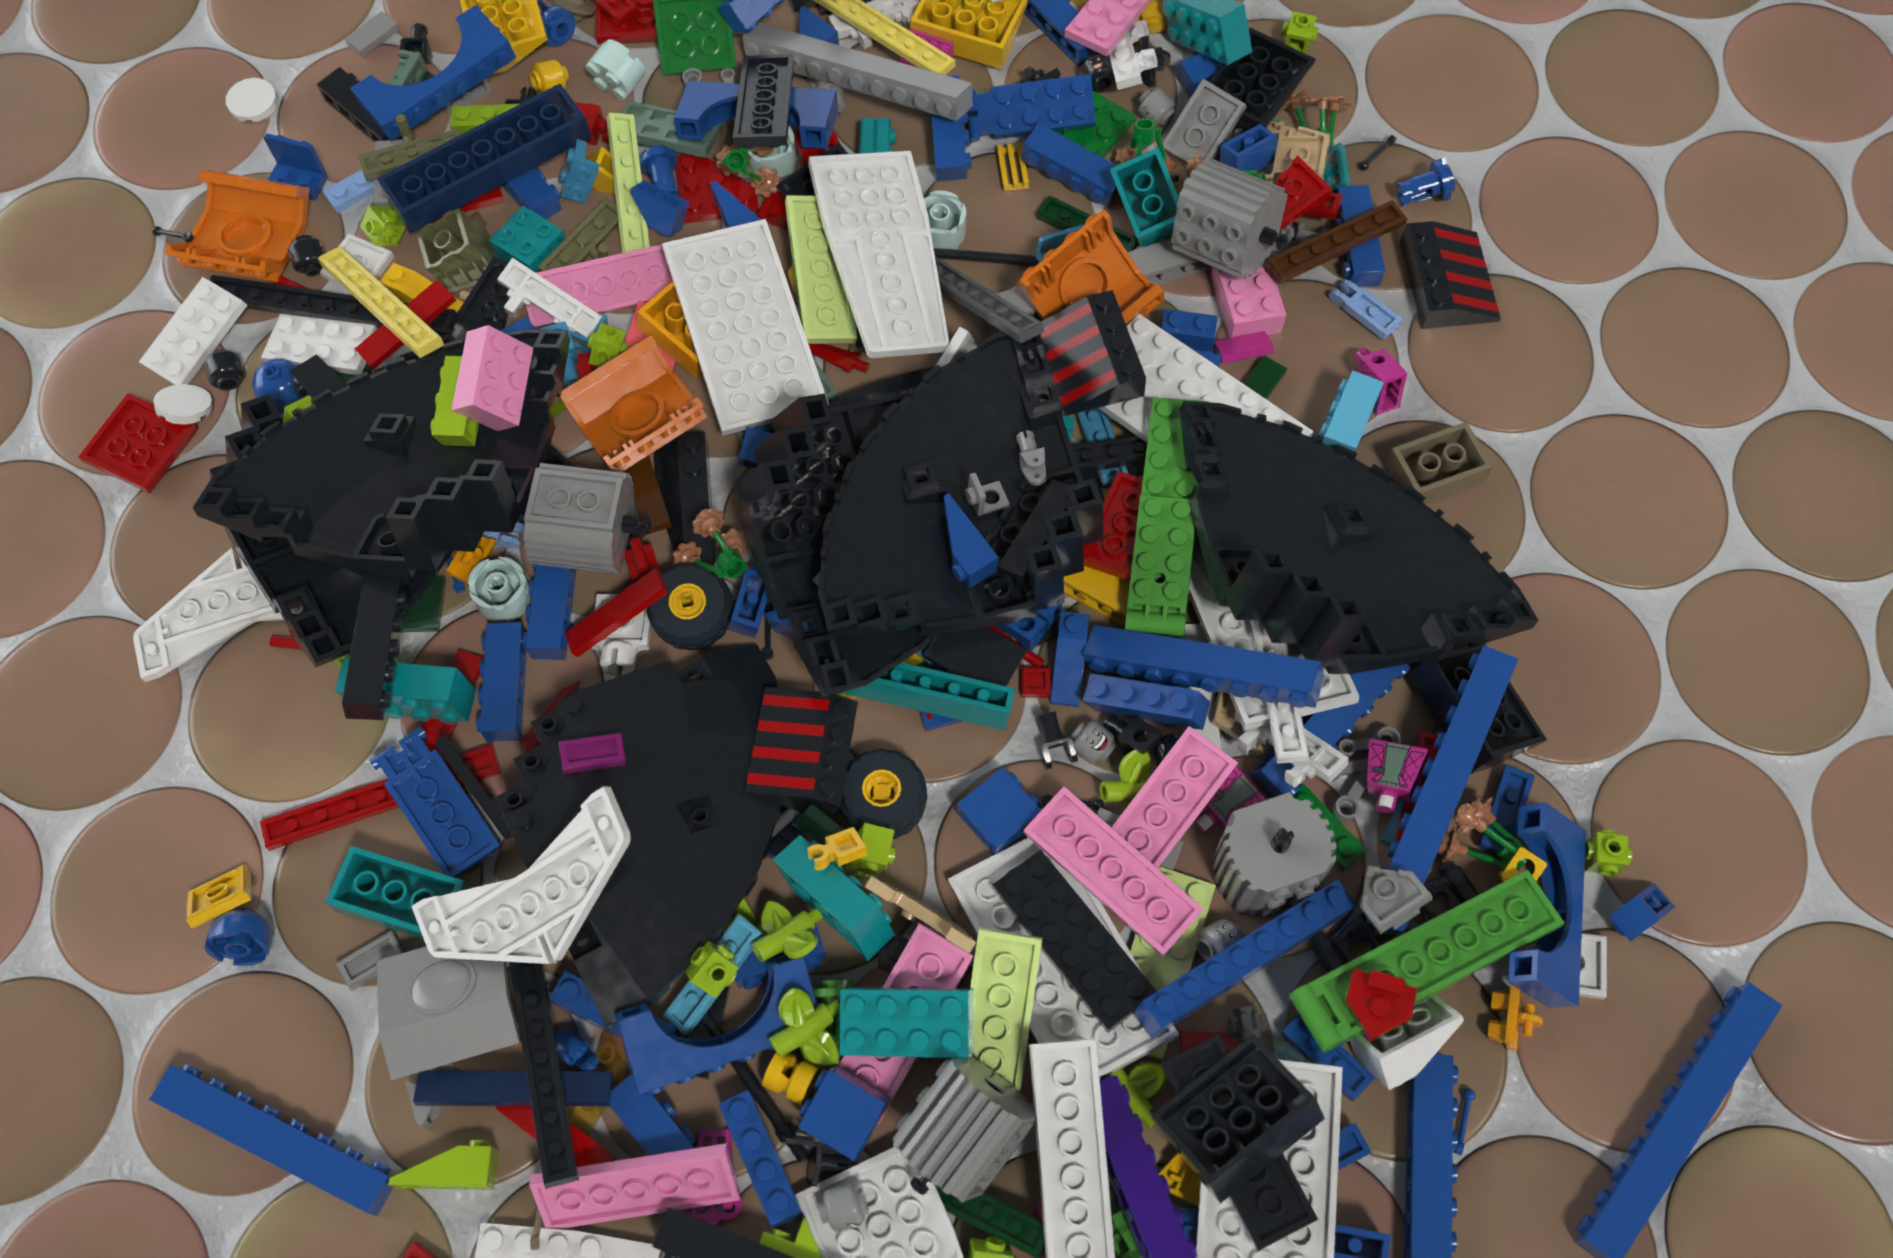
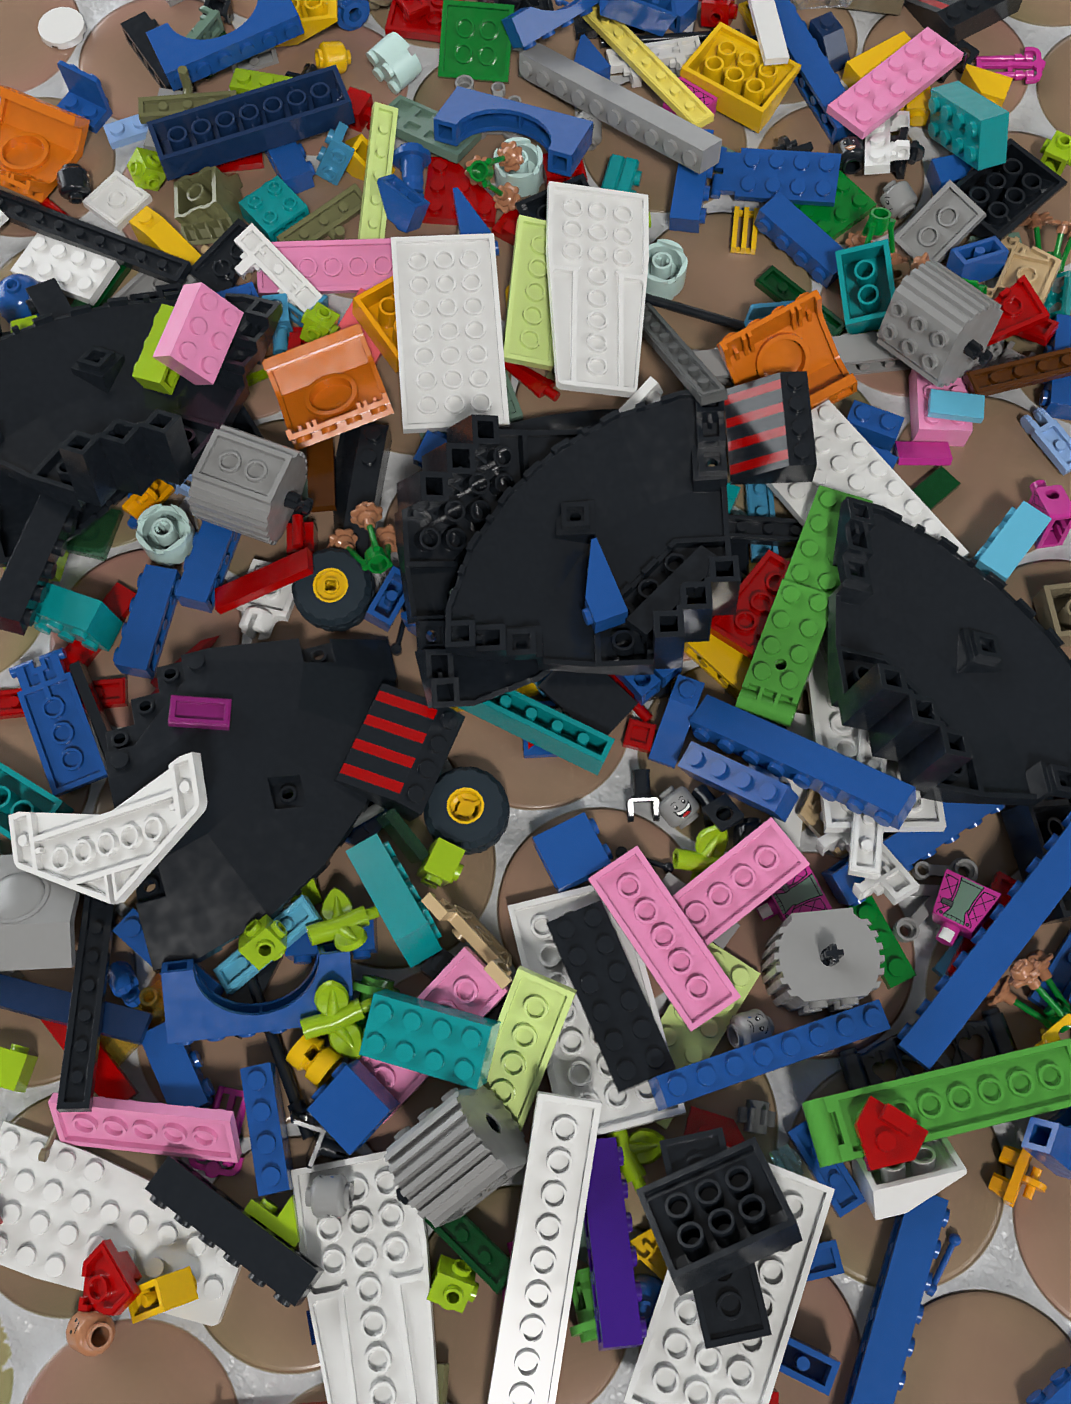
camera: 15 degrees right, 5 degrees up
(381, 302) = (123, 241): light yellow tile -> none
(426, 306) = (141, 266): red tile -> none
(764, 101) = (520, 119): black plate -> none
(839, 847) = (409, 856): yellow plate -> none
(976, 495) = (623, 544): light grey bracket -> none
(1031, 459) = (686, 520): light grey piece -> none
(1264, 294) = (956, 406): none -> medium azure tile
(1392, 897) = (927, 1033): light grey plate -> none

